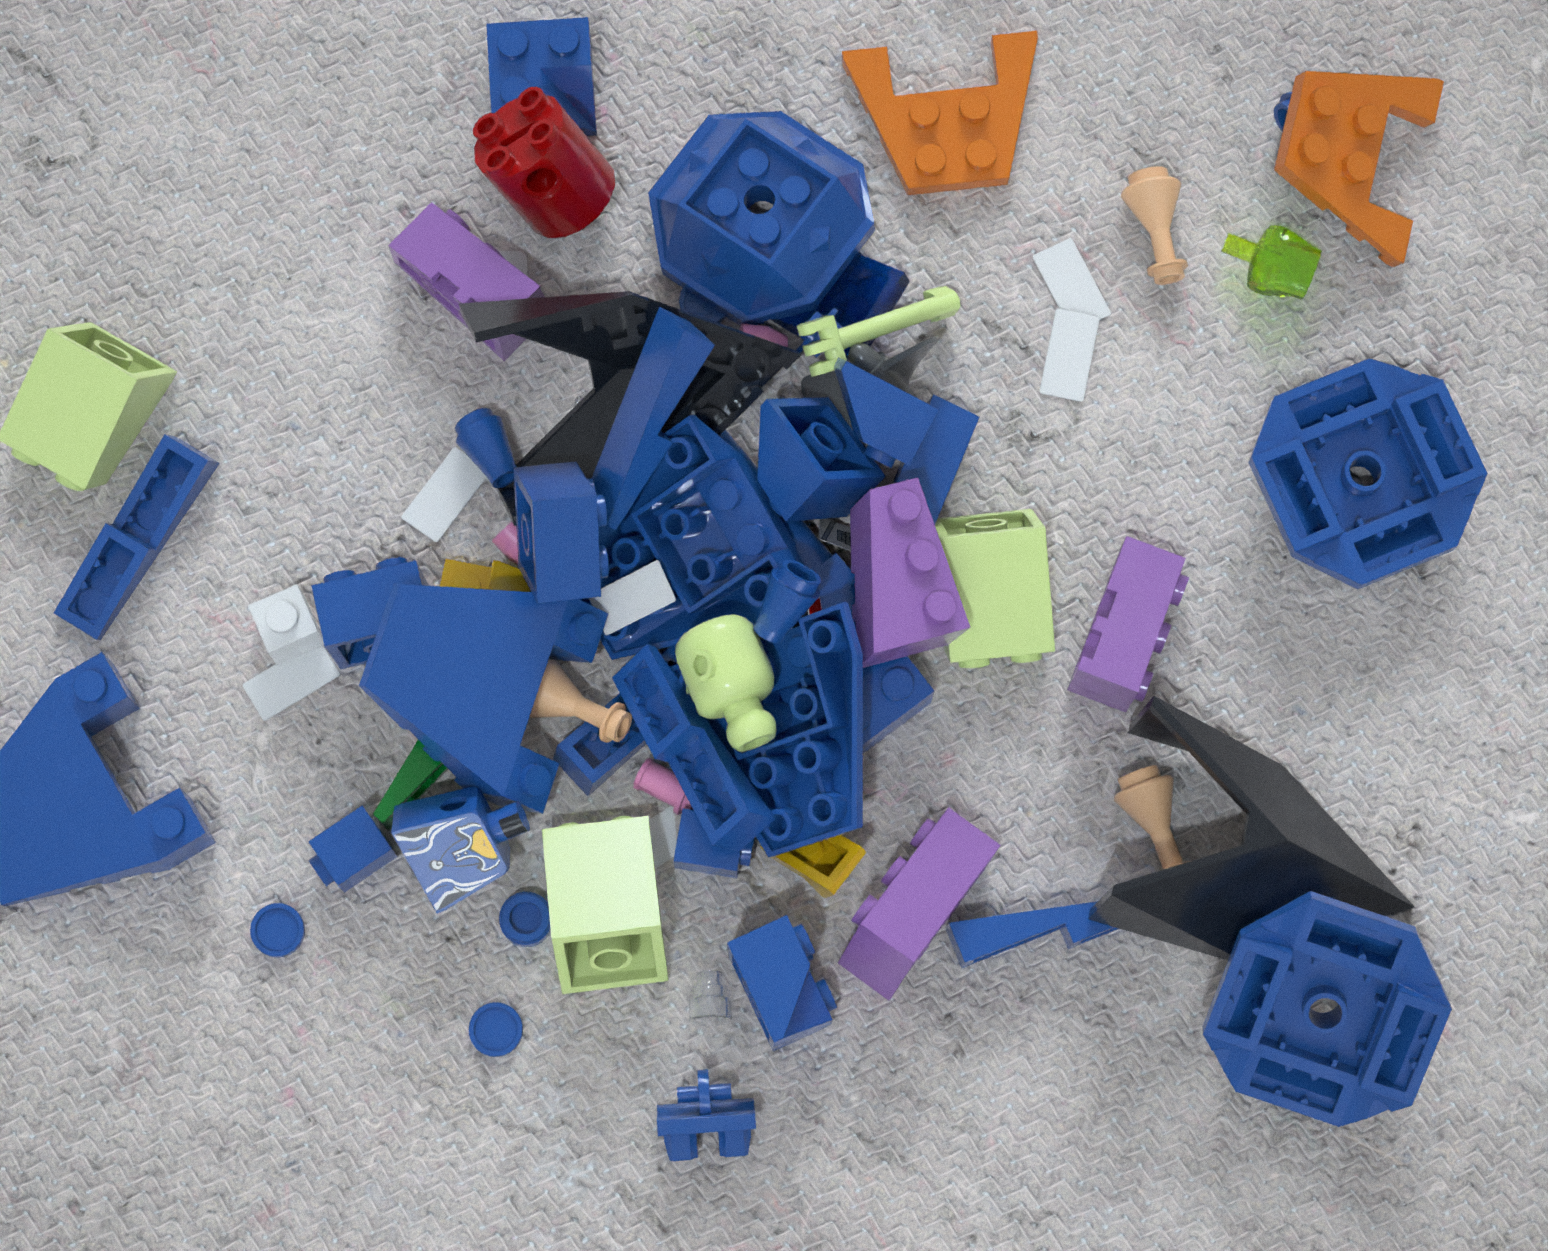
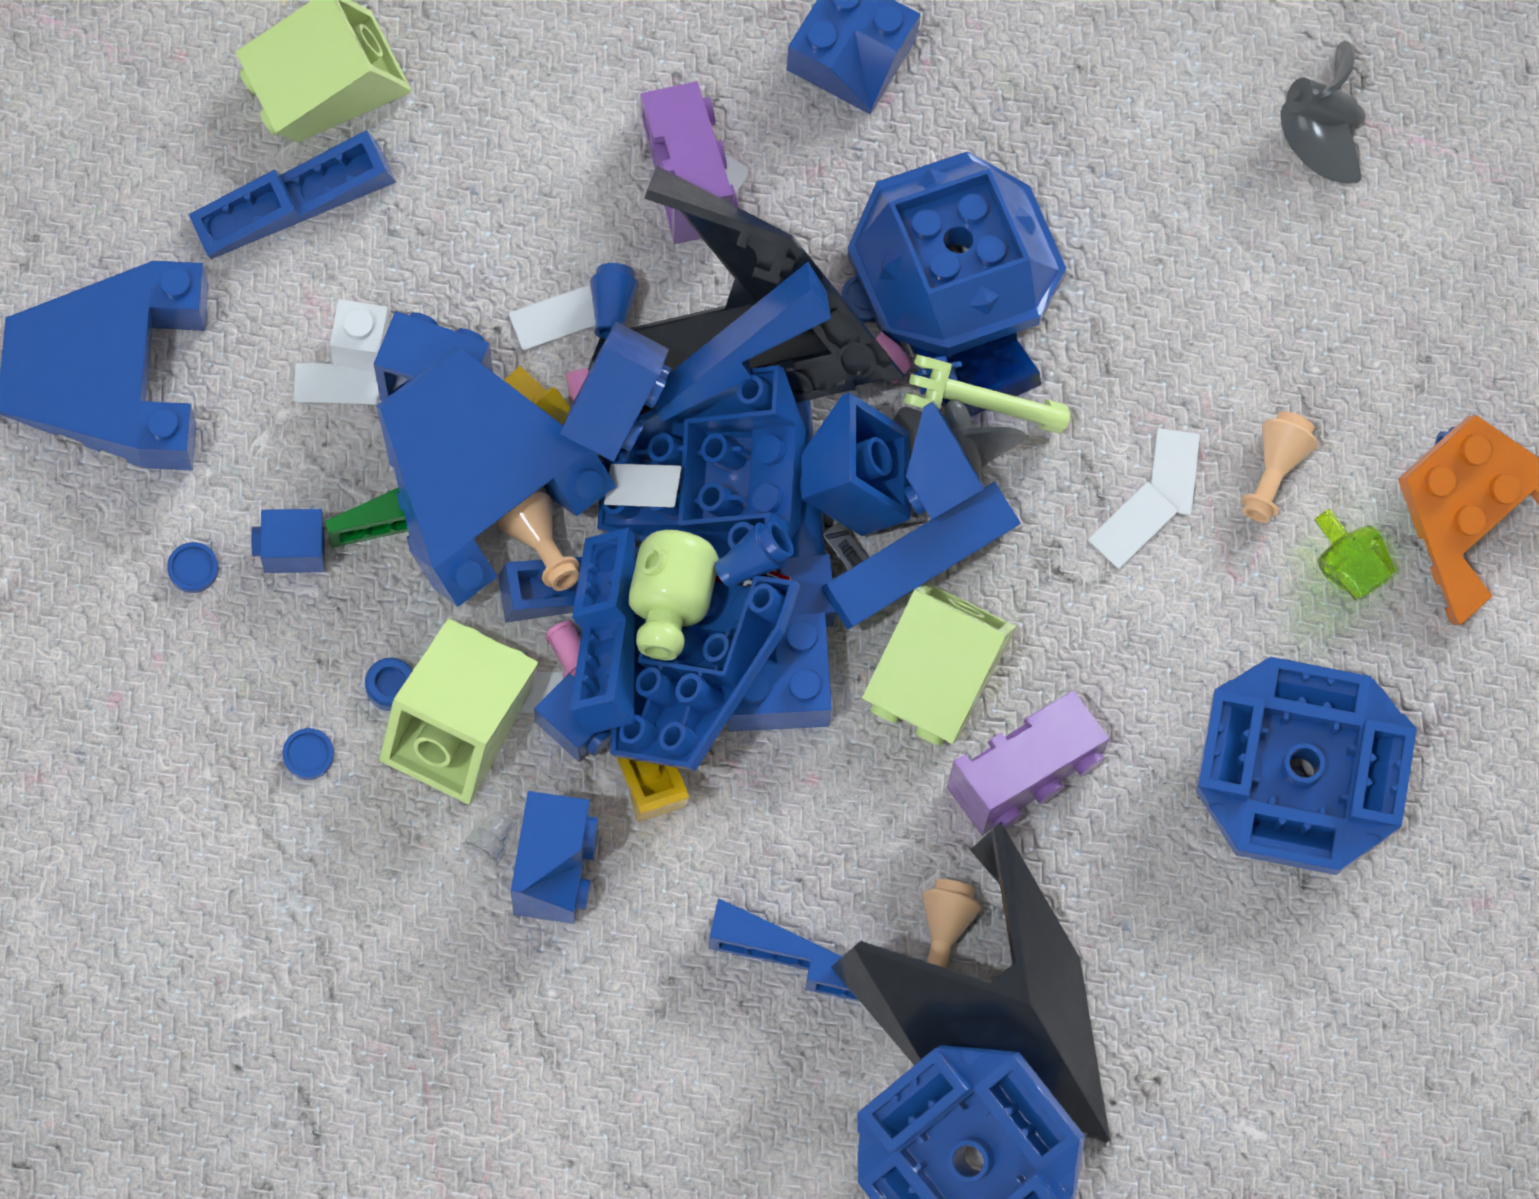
camera: 30 degrees right, 5 degrees down
(456, 842) = (374, 583): torso -> none
(543, 164) = (804, 105): red cylinder -> none
(706, 1114) = (401, 918): blue hips -> none
(901, 576) = (862, 602): medium lavender wedge -> none
(917, 901) = (705, 866): medium lavender wedge -> none
(948, 135) = (1158, 292): orange wing -> none

